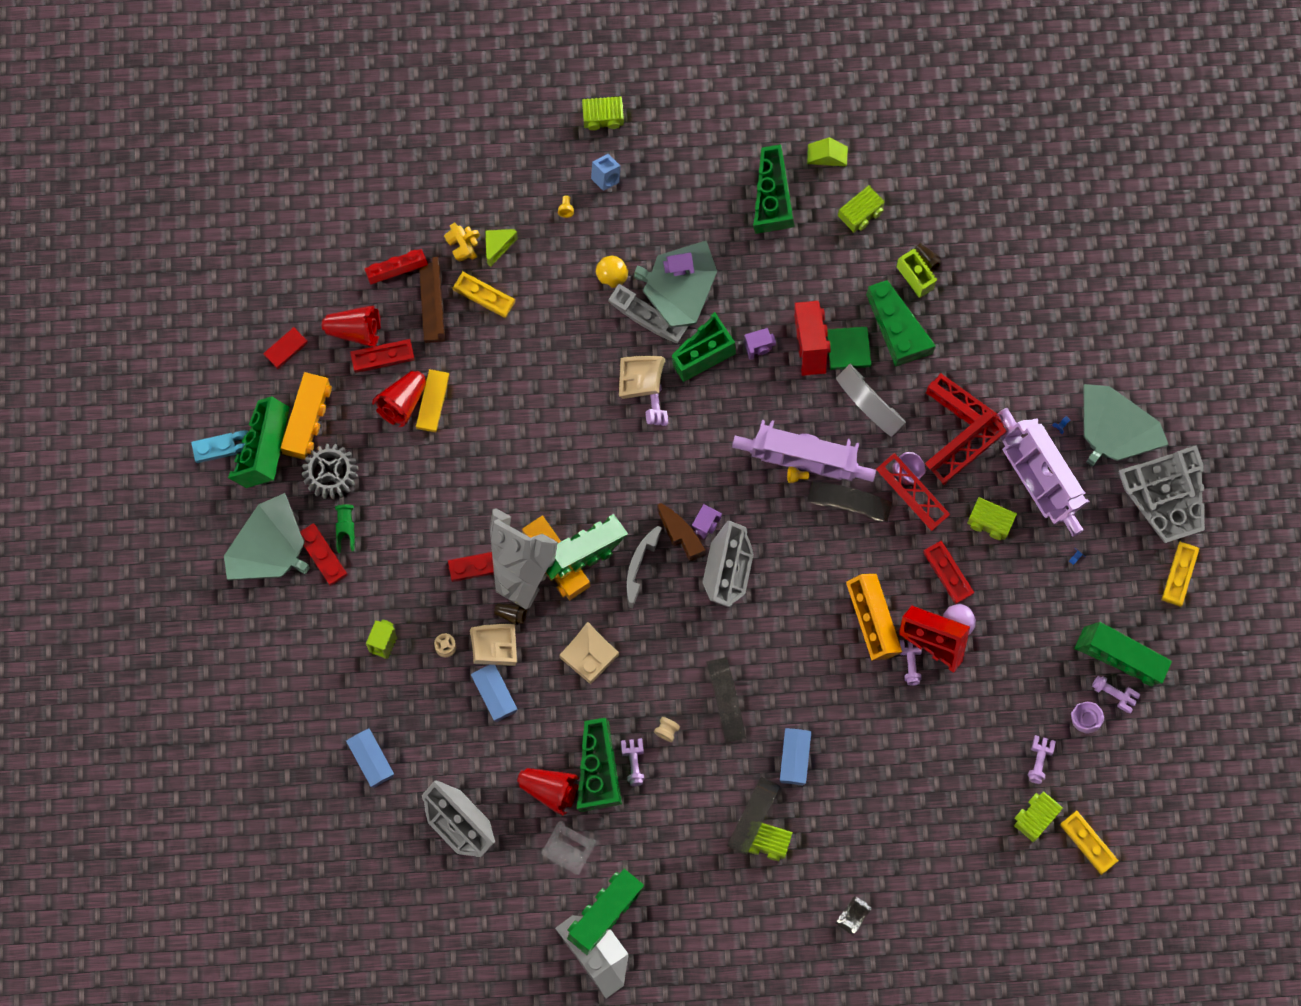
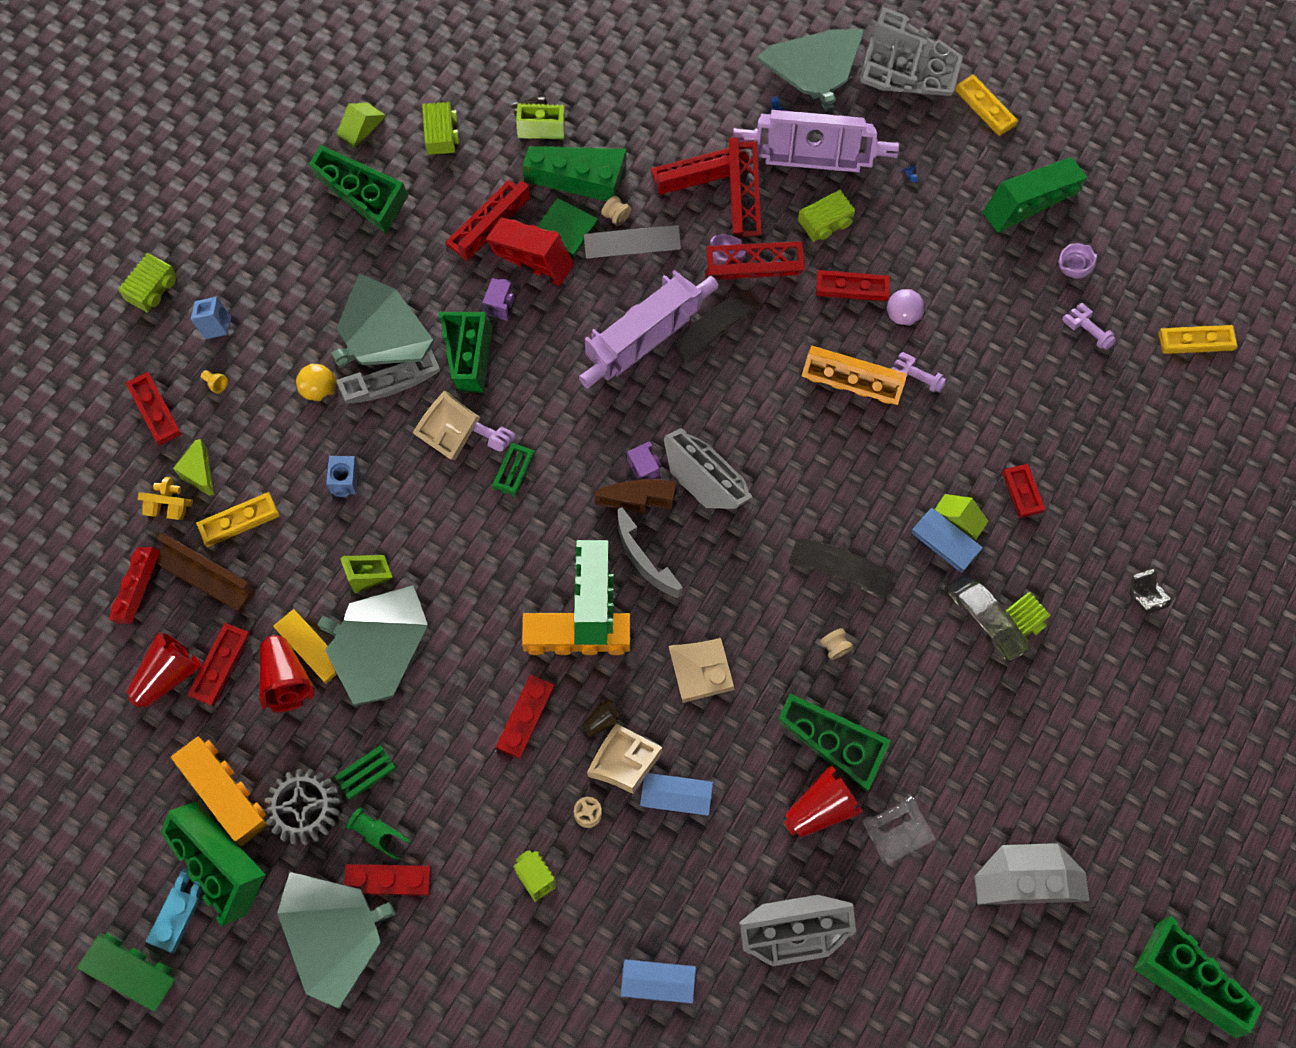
camera: 55 degrees left, 5 degrees down
(167, 444) = (127, 971): none -> green wedge
(285, 348) = (125, 762): red tile -> none
(361, 487) = (359, 764): none -> green tile
(461, 440) = (376, 643): none -> sand green panel
(504, 398) = (366, 571): none -> lime slope
(518, 560) = (558, 666): light grey wedge -> none
(519, 185) = (153, 408): none -> red plate
(560, 328) = (339, 466): none -> medium blue brick
(605, 911) = (1006, 834): green wedge -> none
(624, 437) = (506, 487): none -> green tile
(635, 778) = (868, 709): lavender hinge -> none
(678, 264) = (363, 311): medium lavender brick -> none
(794, 474) = (655, 355): yellow piece -> none
(821, 756) = (963, 513): none -> lime slope
(825, 298) = (504, 208): none -> red fence
(871, 786) = (1023, 491): none -> red plate
(886, 372) = (616, 211): none -> tan wheel
(936, 634) = (912, 331): red wedge -> none
(1038, 816) = (1148, 363): lime brick -> none
(1100, 684) = (1050, 230): lavender hinge -> none

